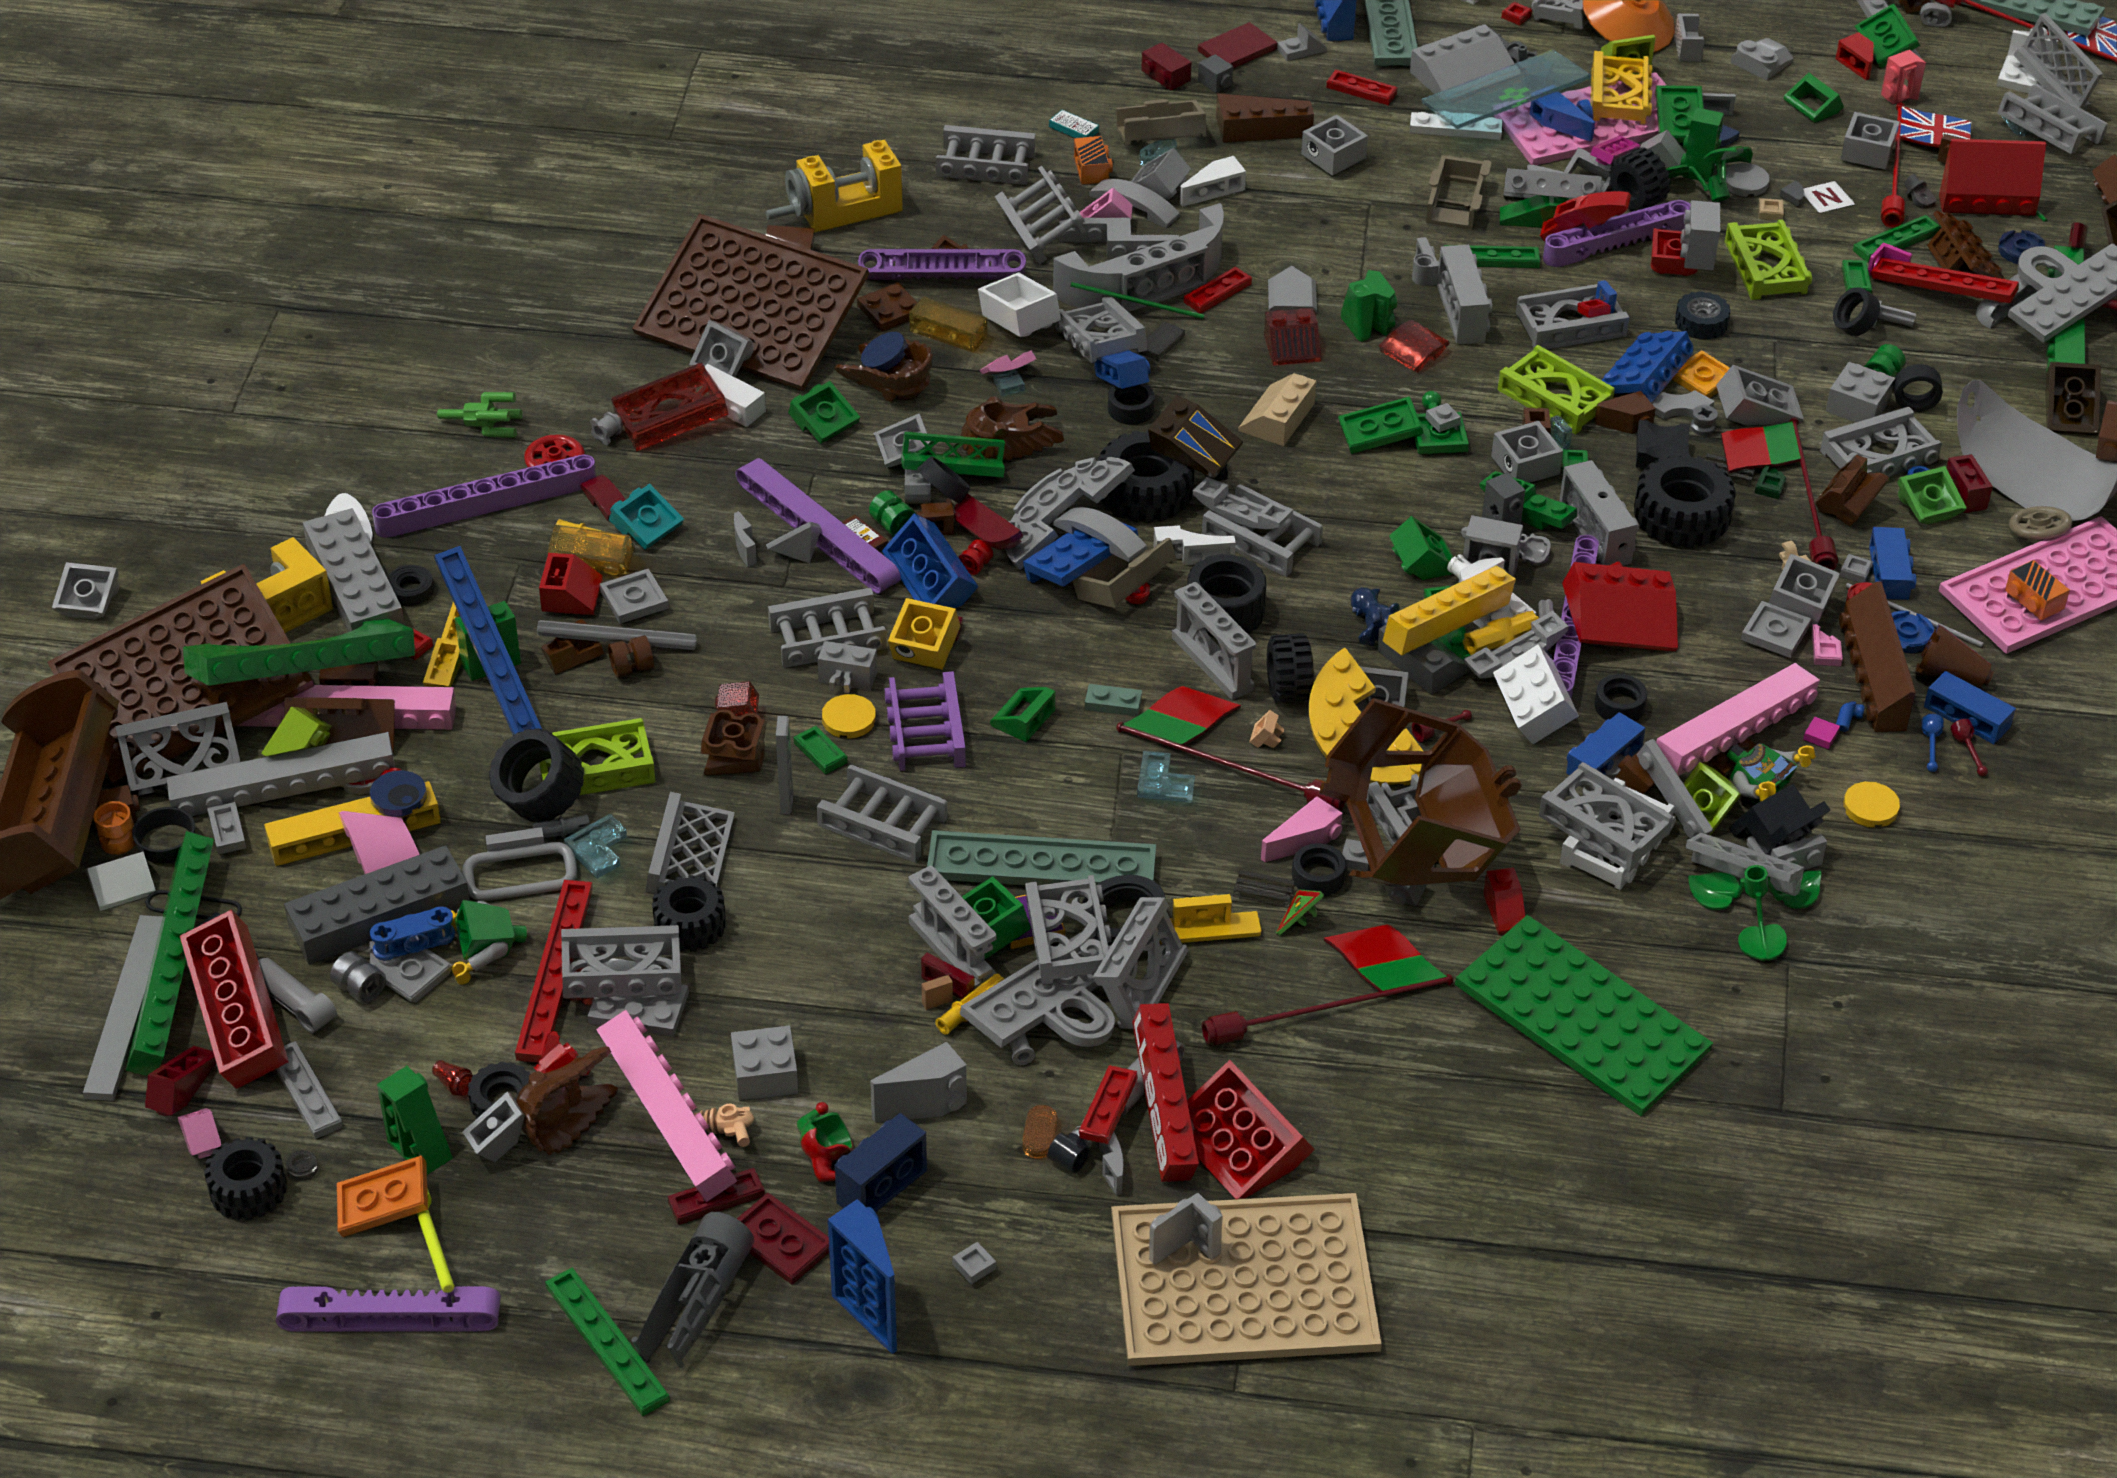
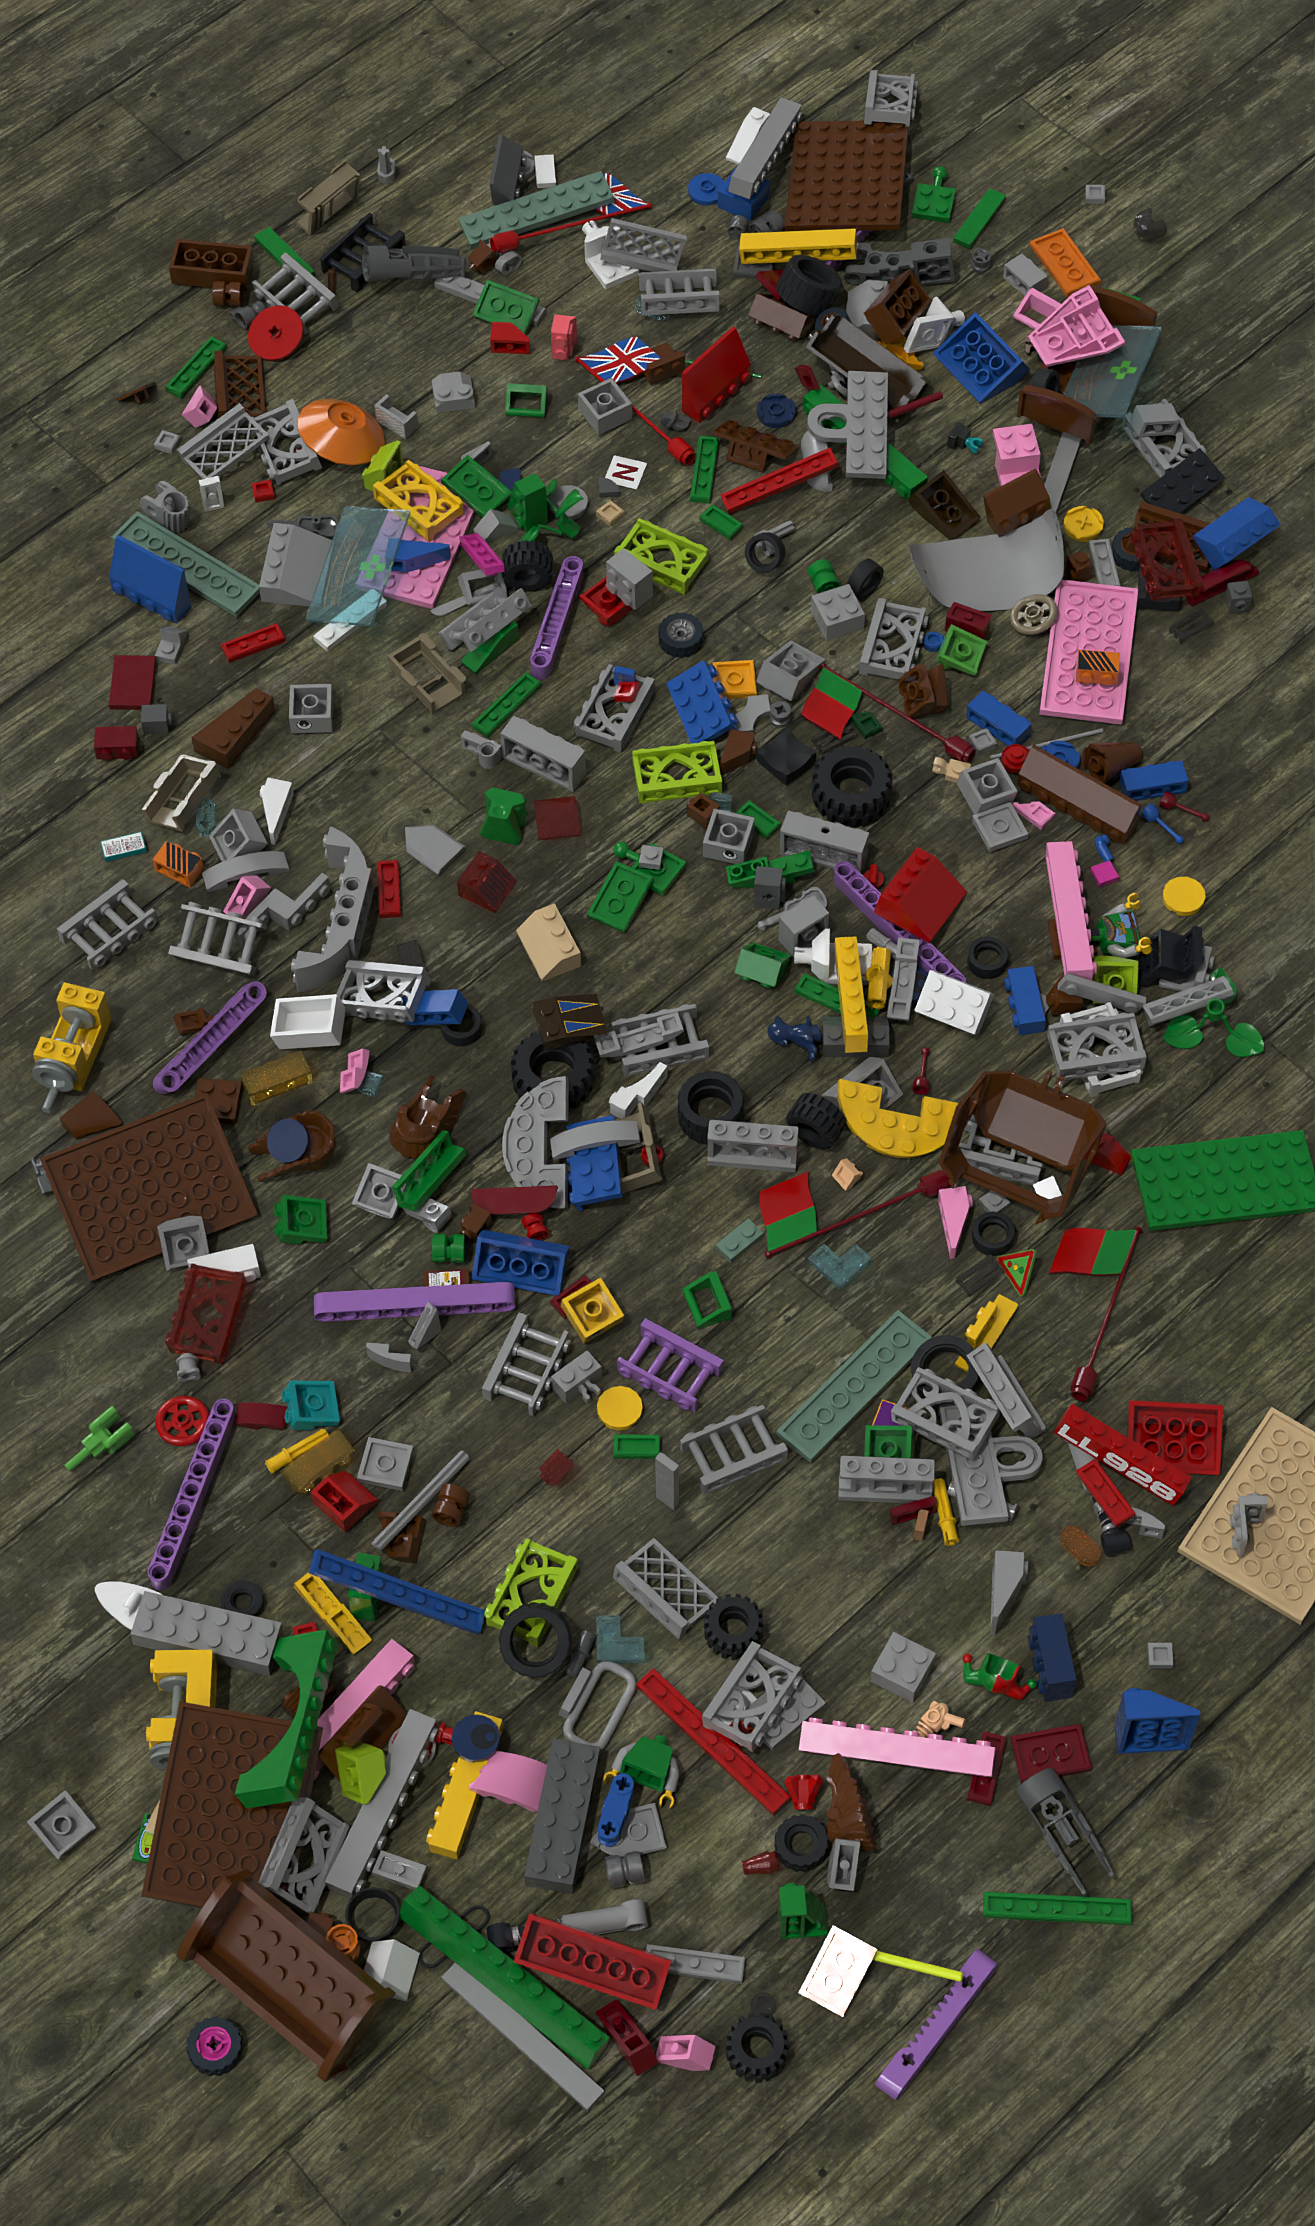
camera: 50 degrees left, 15 degrees up
(733, 743) = (597, 1496): reddish brown piece -> none
(944, 479) = (452, 1194): black tyre -> none
(1137, 300) = (364, 947): green axle -> none
(1586, 107) = (421, 535): blue tile -> none
(1587, 209) = (533, 622): red slope -> none
(1889, 252) = (722, 487): dark pink bracket -> none

